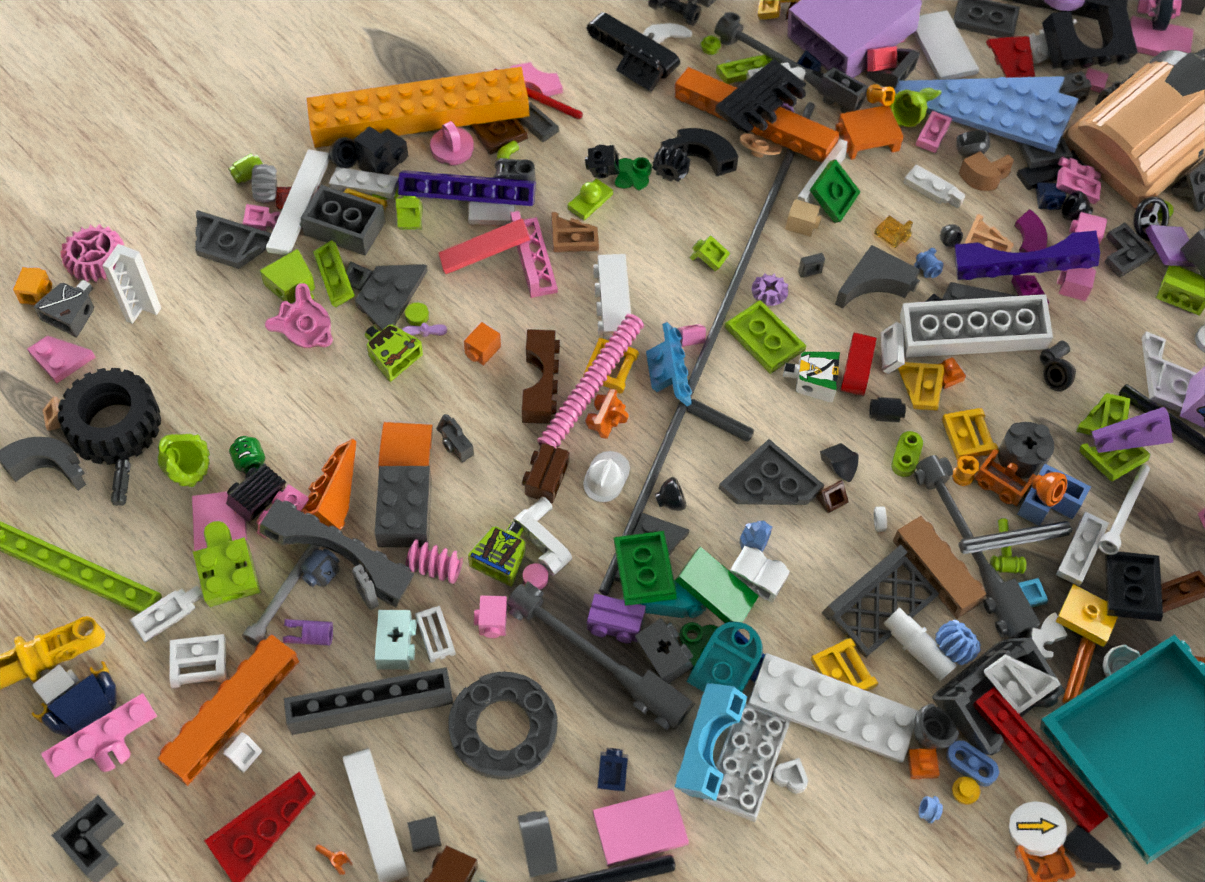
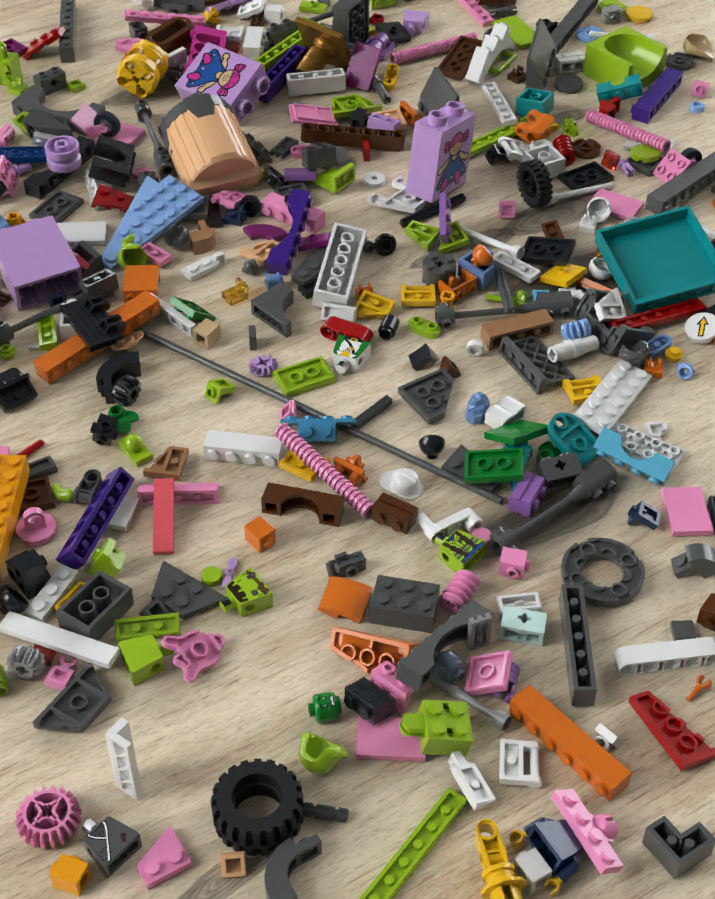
camera: 75 degrees left, 15 degrees down
(313, 609) = (488, 673): none -> bright pink tile
(879, 94) = (117, 264): light orange bush -> none

